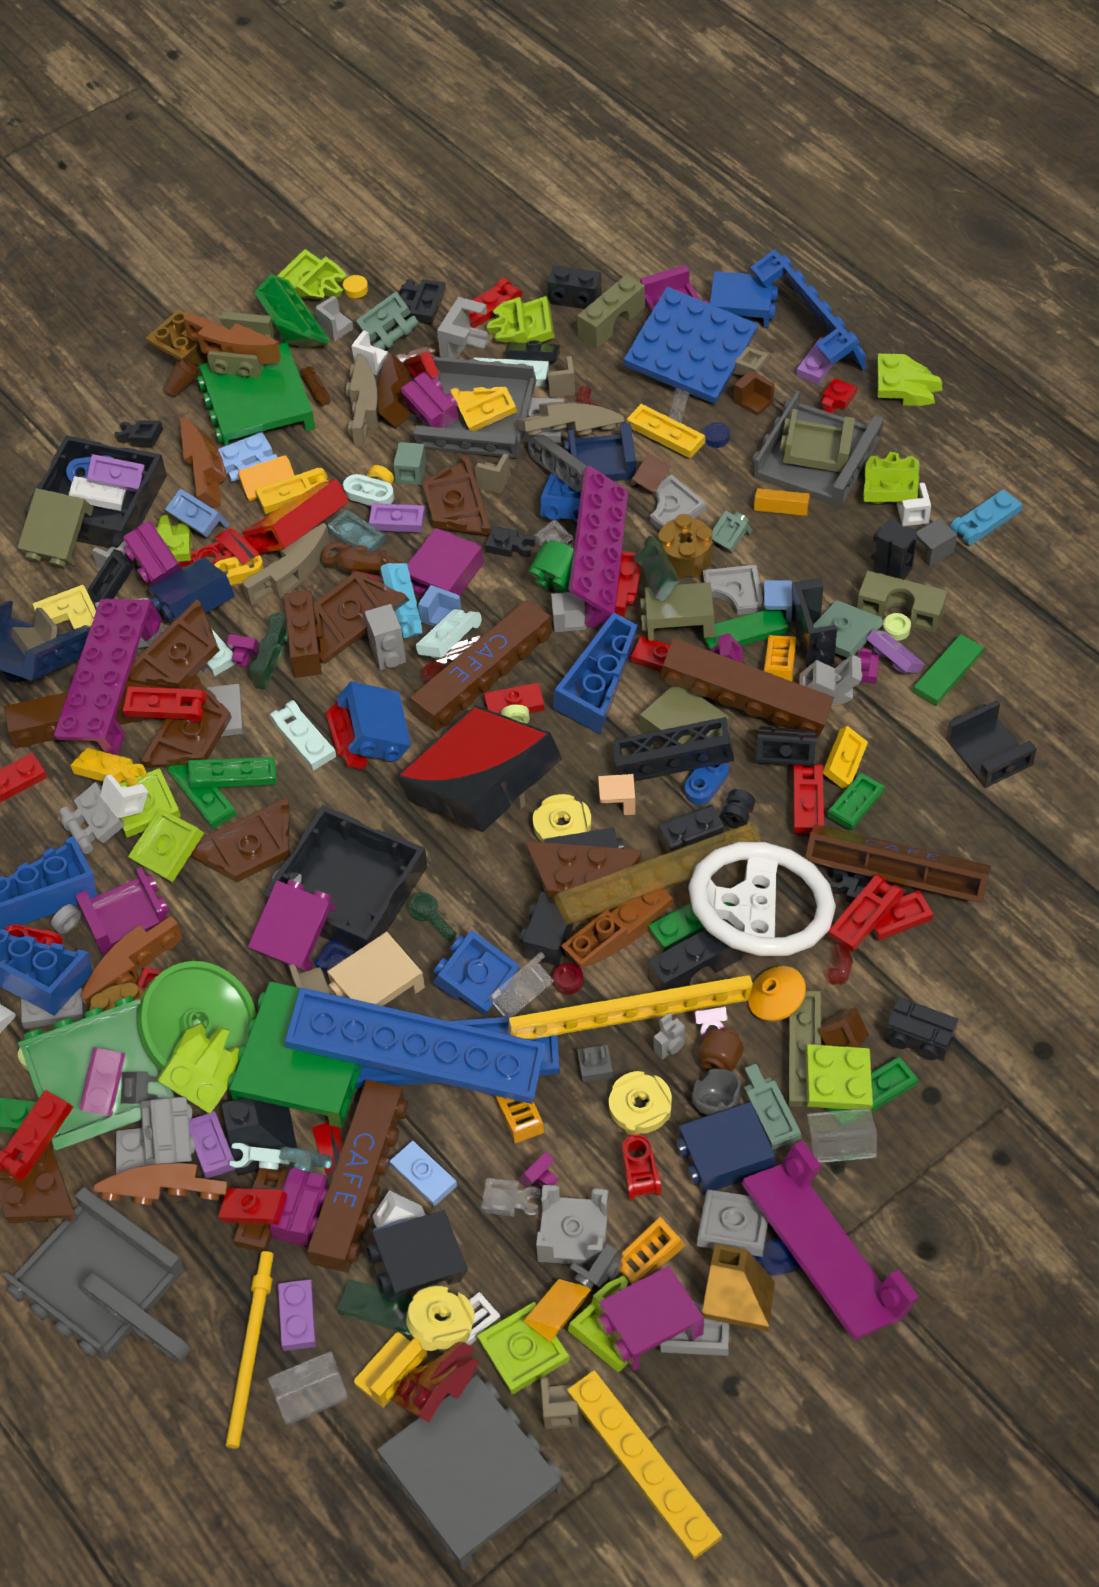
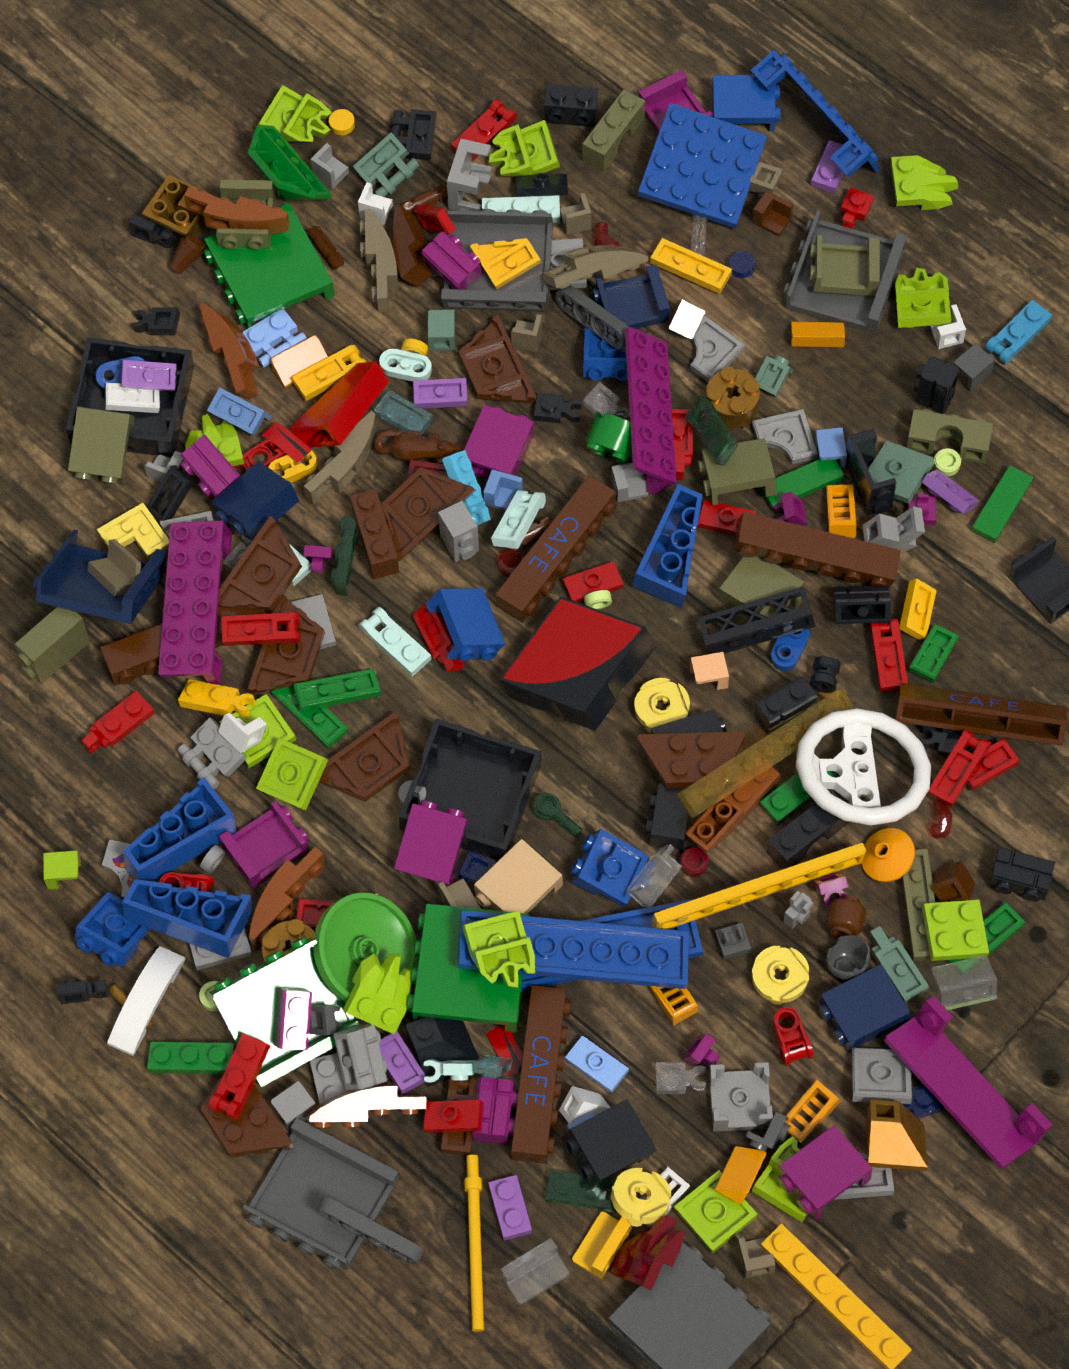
camera: 10 degrees left, 10 degrees up
(85, 1172) = (293, 1104): none -> light grey panel
(149, 357) = (148, 231): none -> black plate
(331, 1027) = (500, 947): none -> lime plate

